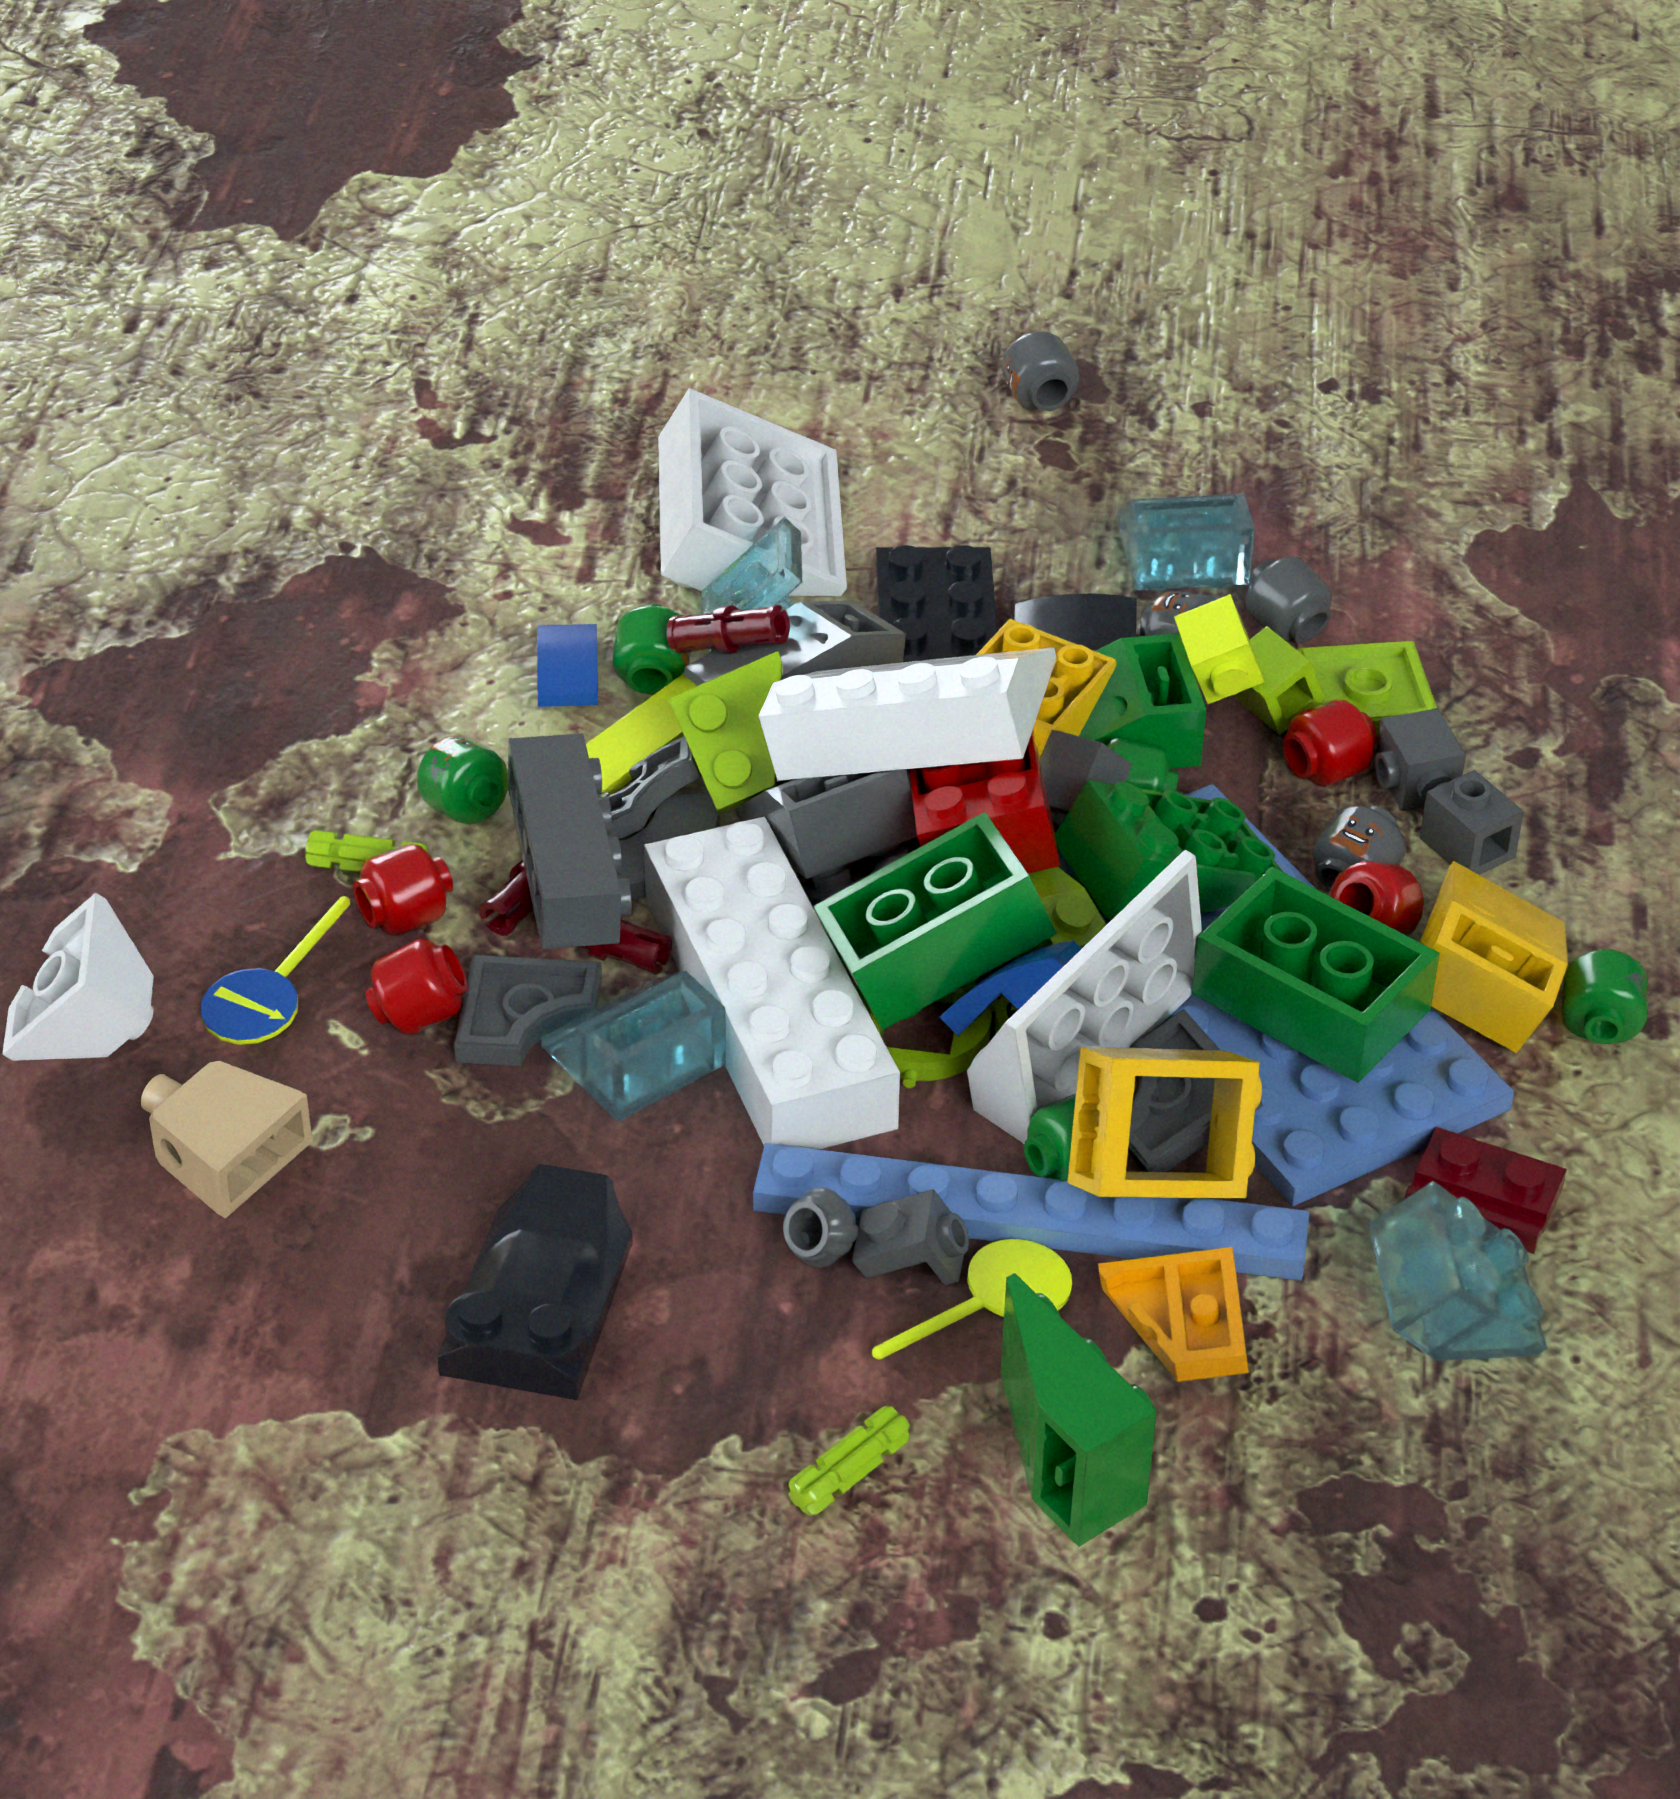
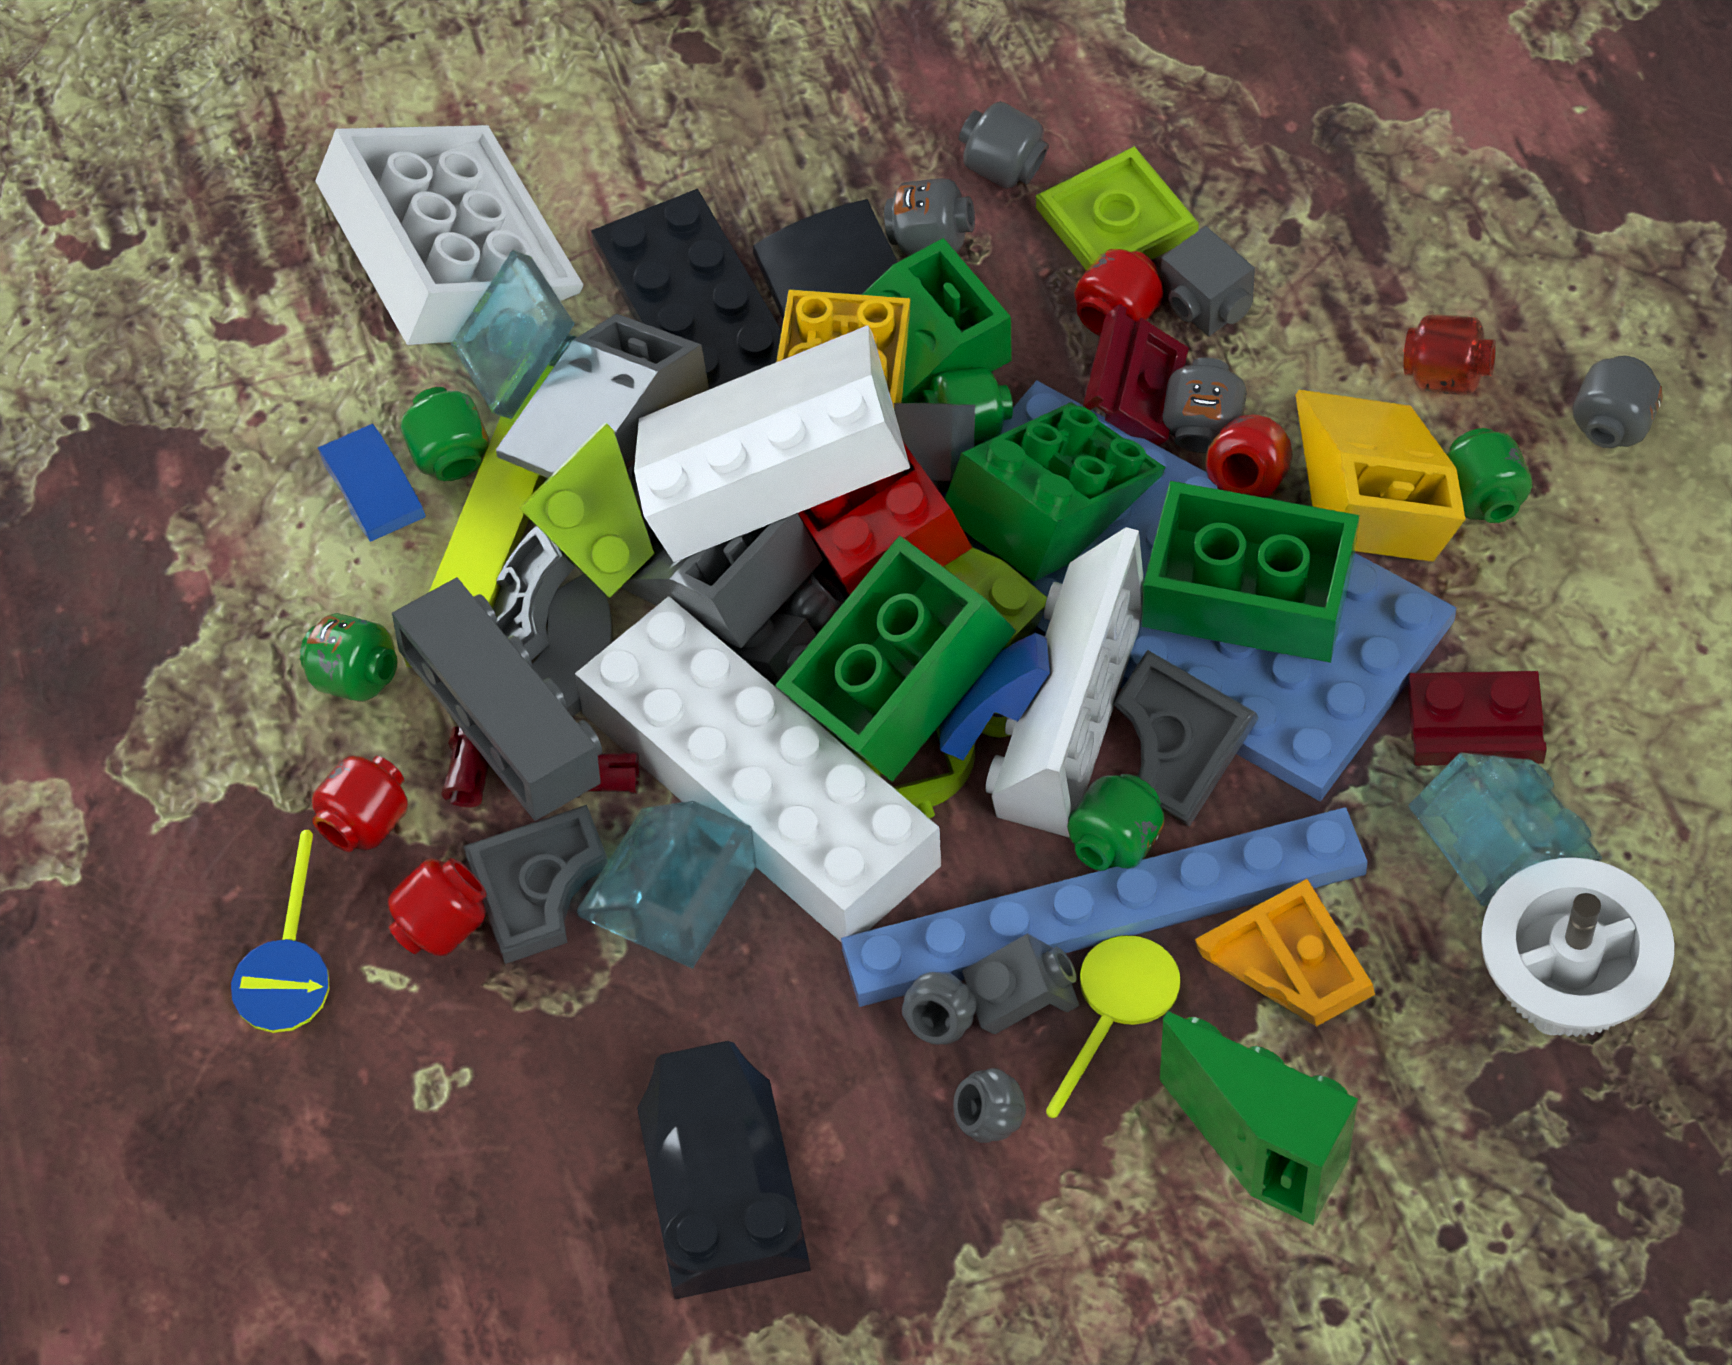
camera: 20 degrees left, 15 degrees up
(85, 995) = (125, 1045): white slope -> none
(225, 1131) = (343, 1138): tan torso -> none
(351, 852) = (289, 775): lime axle -> none
(728, 629) = (525, 399): dark red pin -> none
(820, 1322) = (989, 1105): none -> dark grey piece
(849, 1460) = (1084, 1231): lime axle -> none
(1105, 1114) = (1148, 773): yellow window -> none
(1187, 541) = (879, 113): clear light blue slope -> none
(1219, 649) = (989, 243): neon yellow brick -> none
(1288, 684) = (1037, 246): lime brick -> none
(1301, 802) = (1133, 375): none -> dark red plate
(1464, 1395) = (1577, 945): none -> white piece
(1471, 823) = (1284, 334): dark grey brick -> none
(1621, 888) = (1448, 354): none -> clear red head

